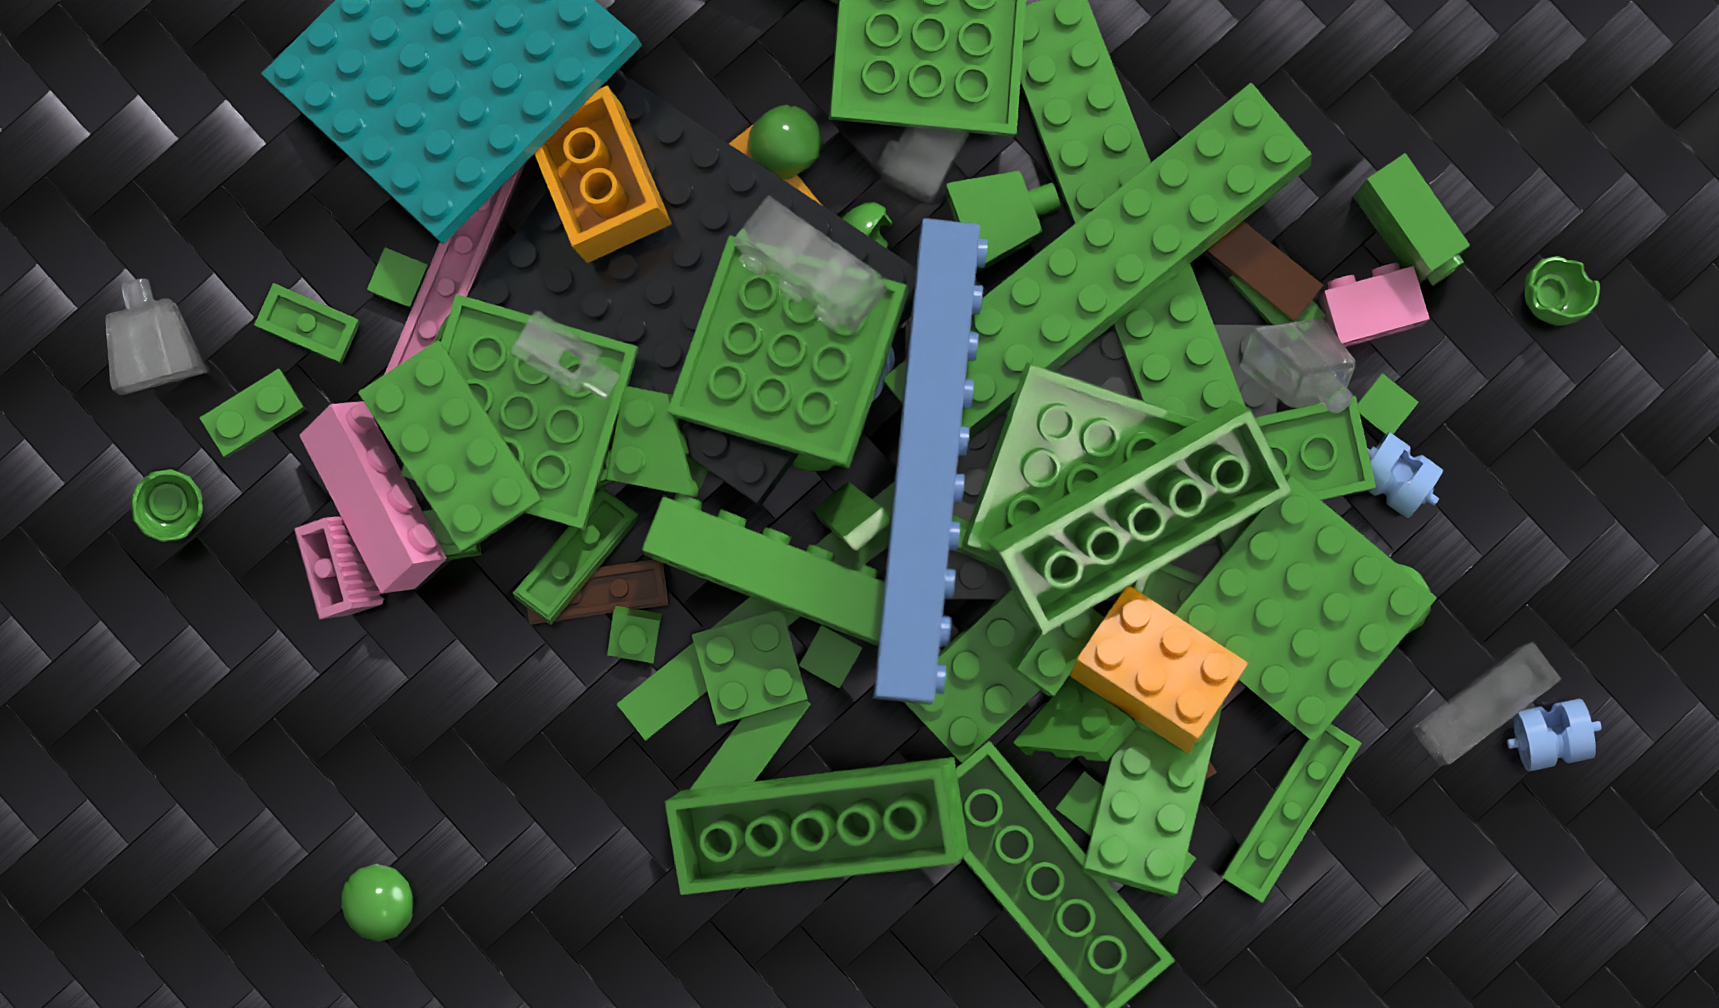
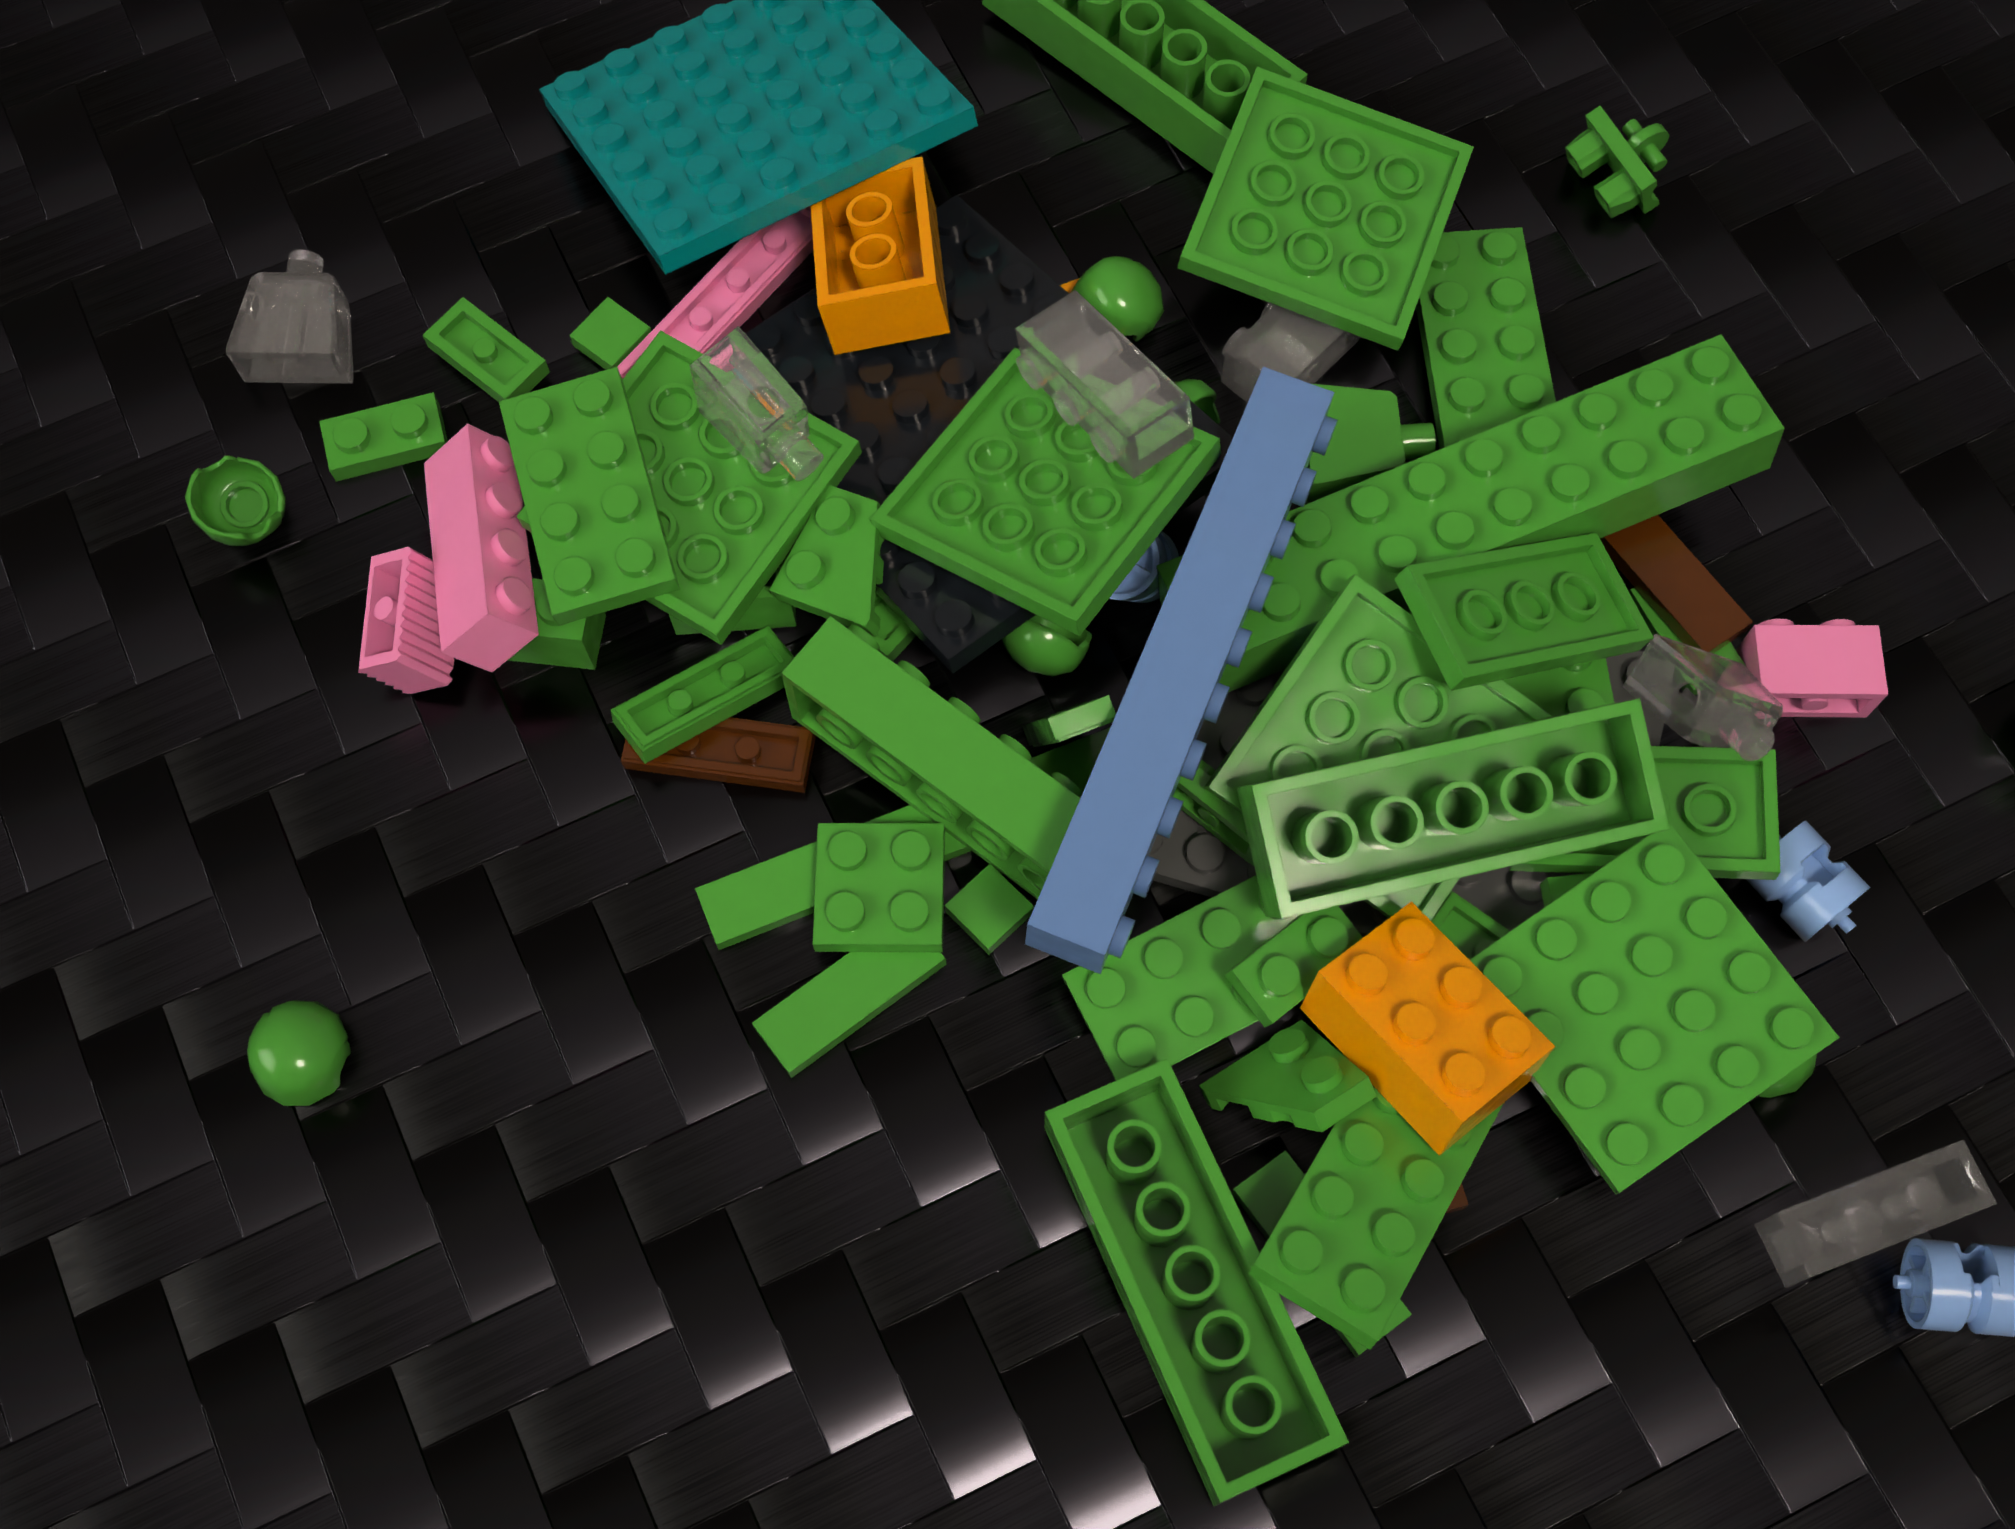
camera: 25 degrees right, 15 degrees down
(634, 634) = (747, 808): bright green plate -> none
(817, 826) = (902, 1102): bright green brick -> none
(1156, 346) = (1522, 610): none -> bright green plate
(1290, 812) = (1560, 1289): bright green plate -> none
(1385, 405) = (1806, 795): bright green tile -> none
(1412, 220) = (1888, 567): bright green brick -> none

